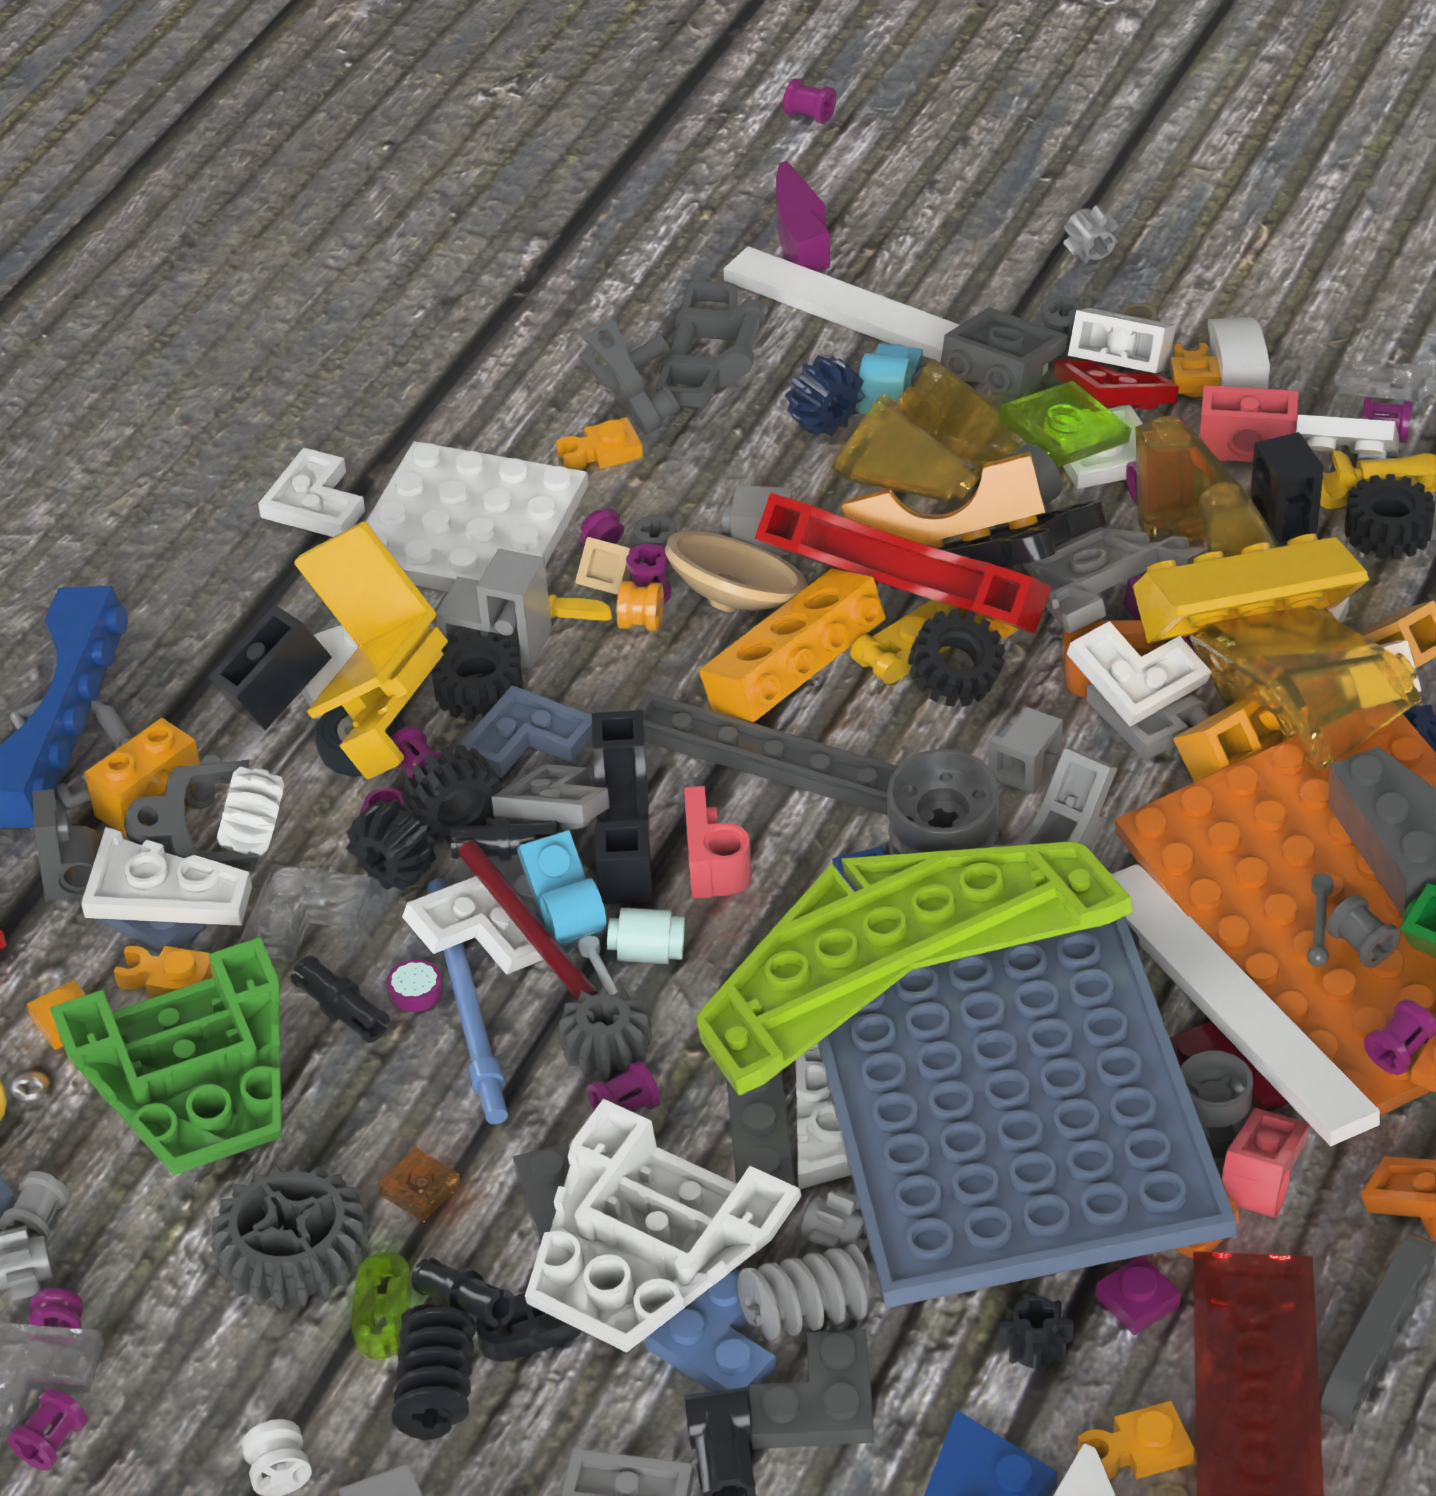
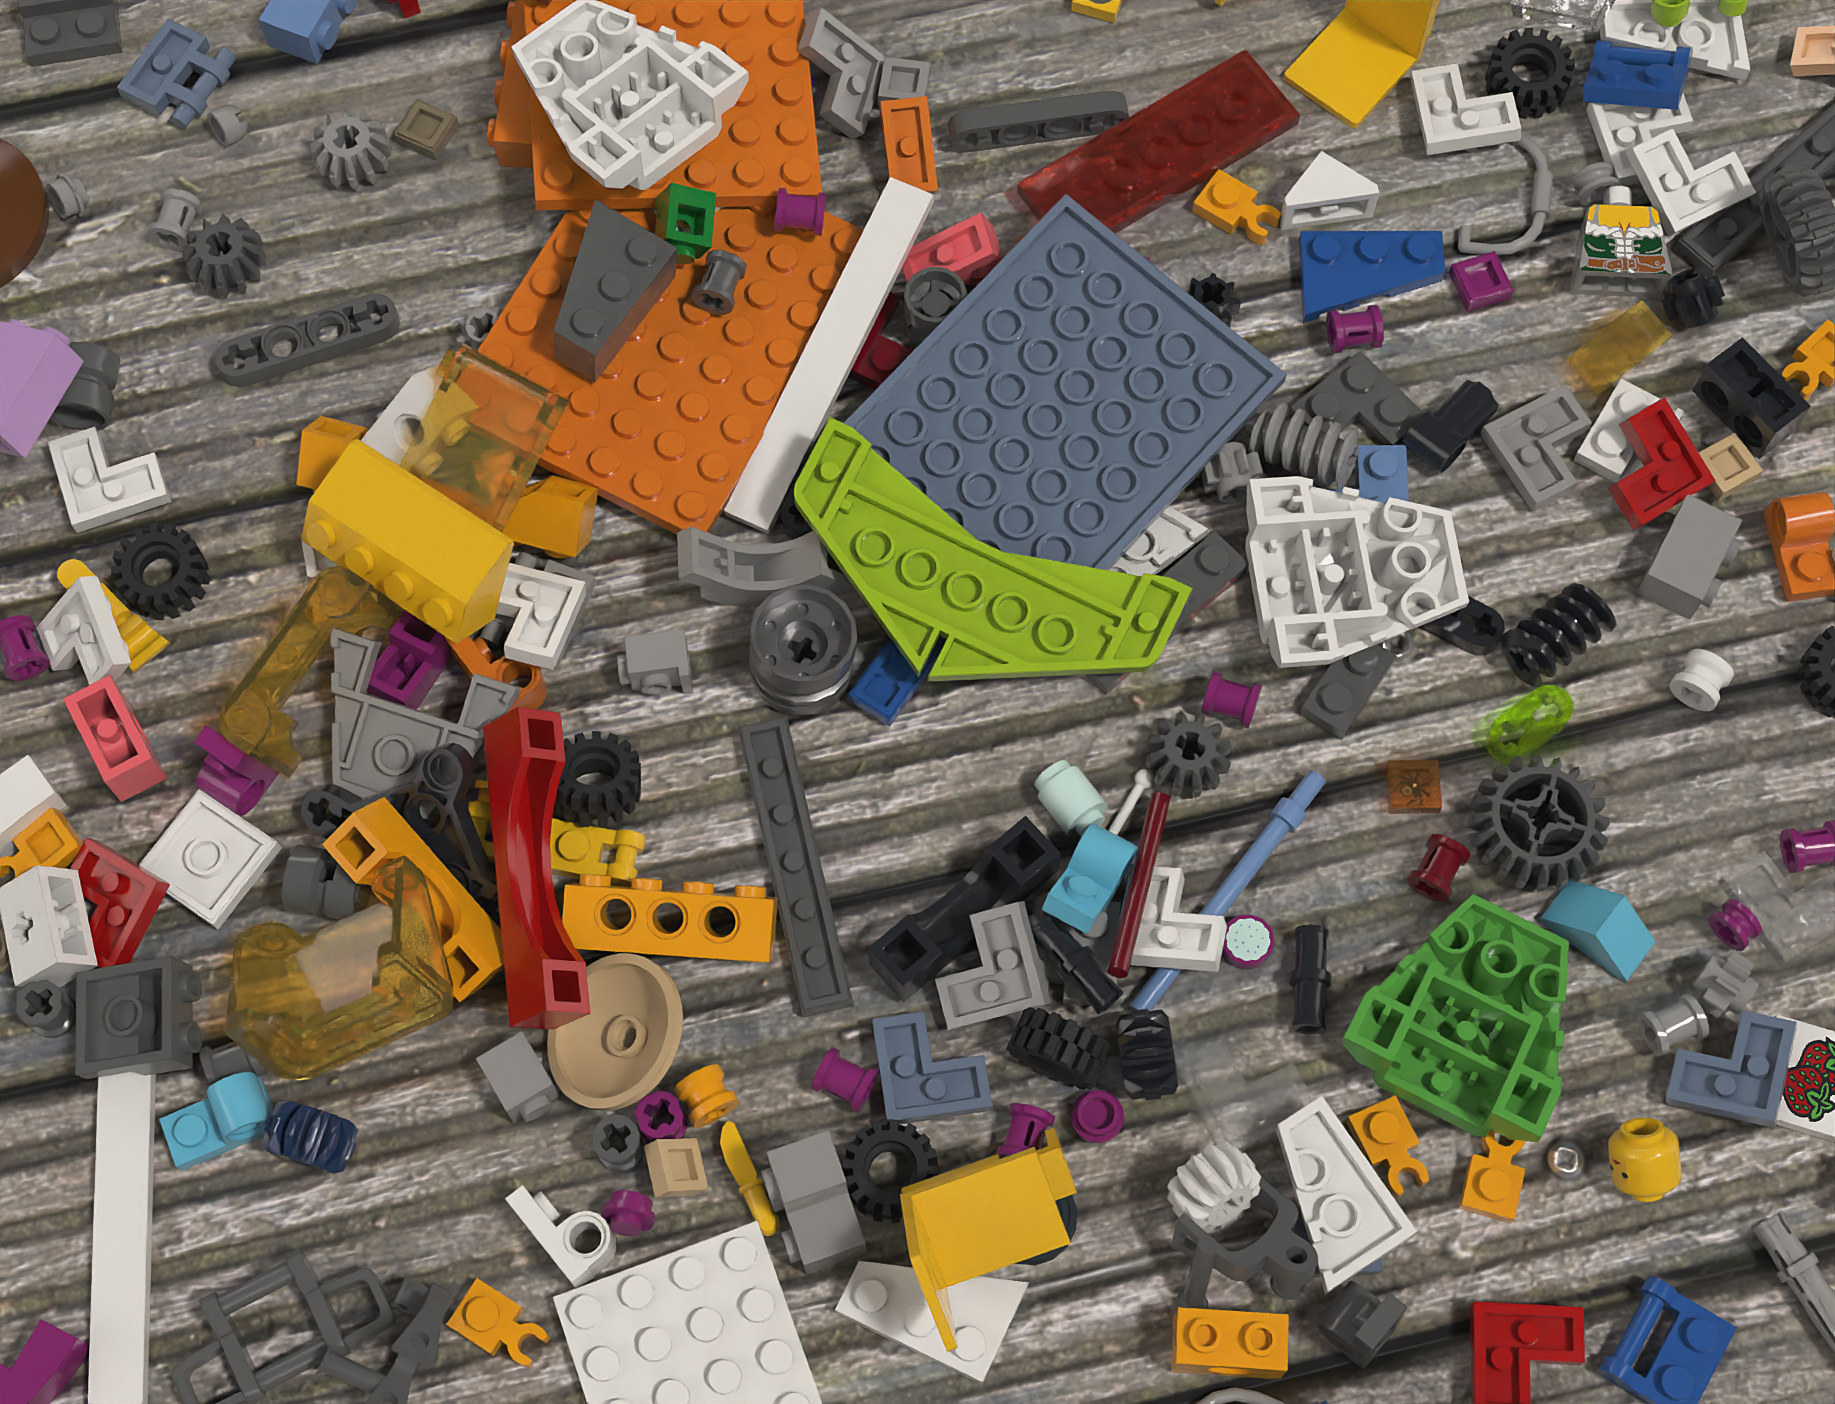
camera: 130 degrees left, 25 degrees up
(160, 1220) = (1600, 927): none -> medium azure slope
(270, 667) = (1040, 1331): black brick -> none
(328, 1133) = (1438, 868): none -> dark red bush
(464, 1291) = (1486, 662): black pin -> none
(571, 683) = (845, 1079): none -> magenta bush
(627, 485) = (559, 1241): none -> white plate
(716, 850) = (950, 825): coral plate -> none
(901, 1437) = (1354, 329): none -> magenta bush
(1065, 423) = (221, 886): clear neon green tile -> none
(1287, 486) = (203, 644): black brick -> none
(1321, 887) = (683, 342): dark grey hinge -> none

